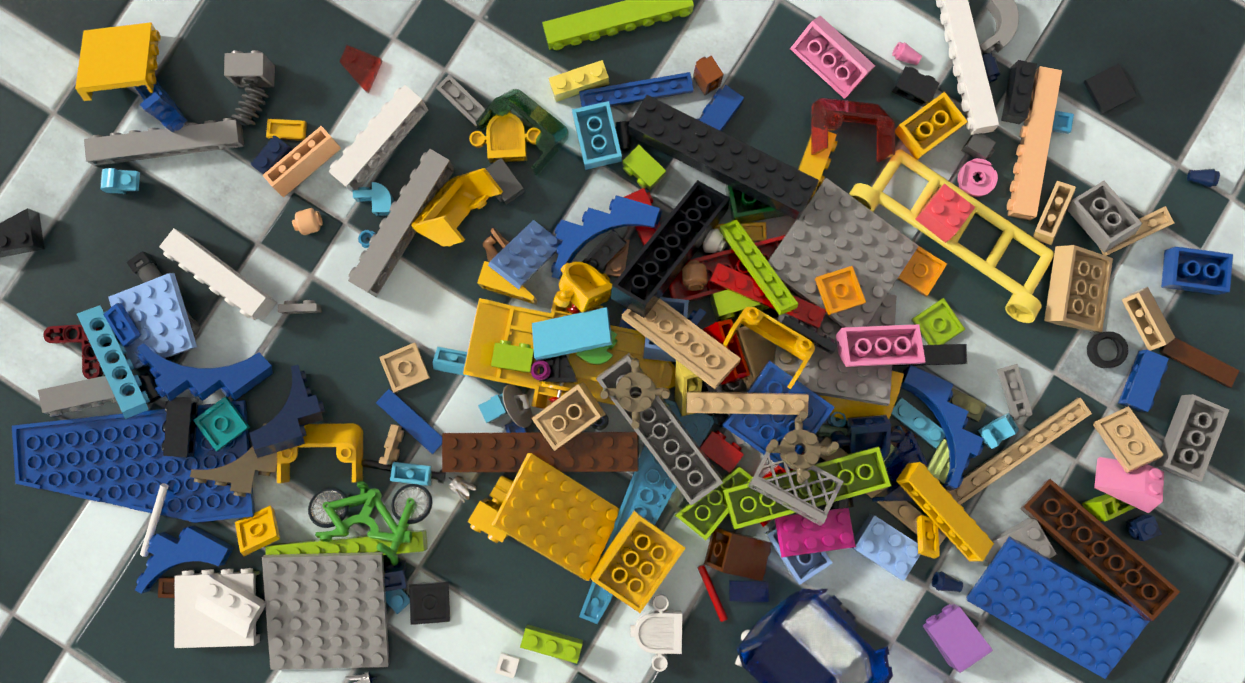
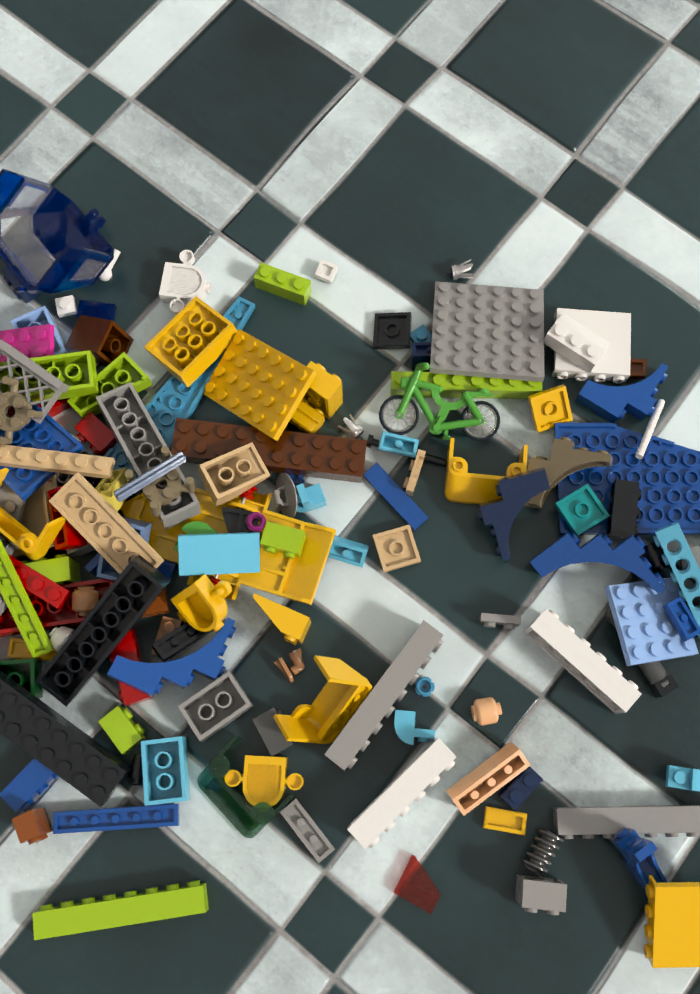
camera: 170 degrees left, 10 degrees down
(525, 254) = (257, 645): medium blue plate -> none
(559, 196) = (215, 706): none -> light grey brick
(579, 79) = (175, 837): light yellow brick -> none
(645, 395) = (149, 476): none -> sand blue axle
(712, 592) = (130, 314): red piece -> none
(781, 592) = (66, 306): none -> white plate

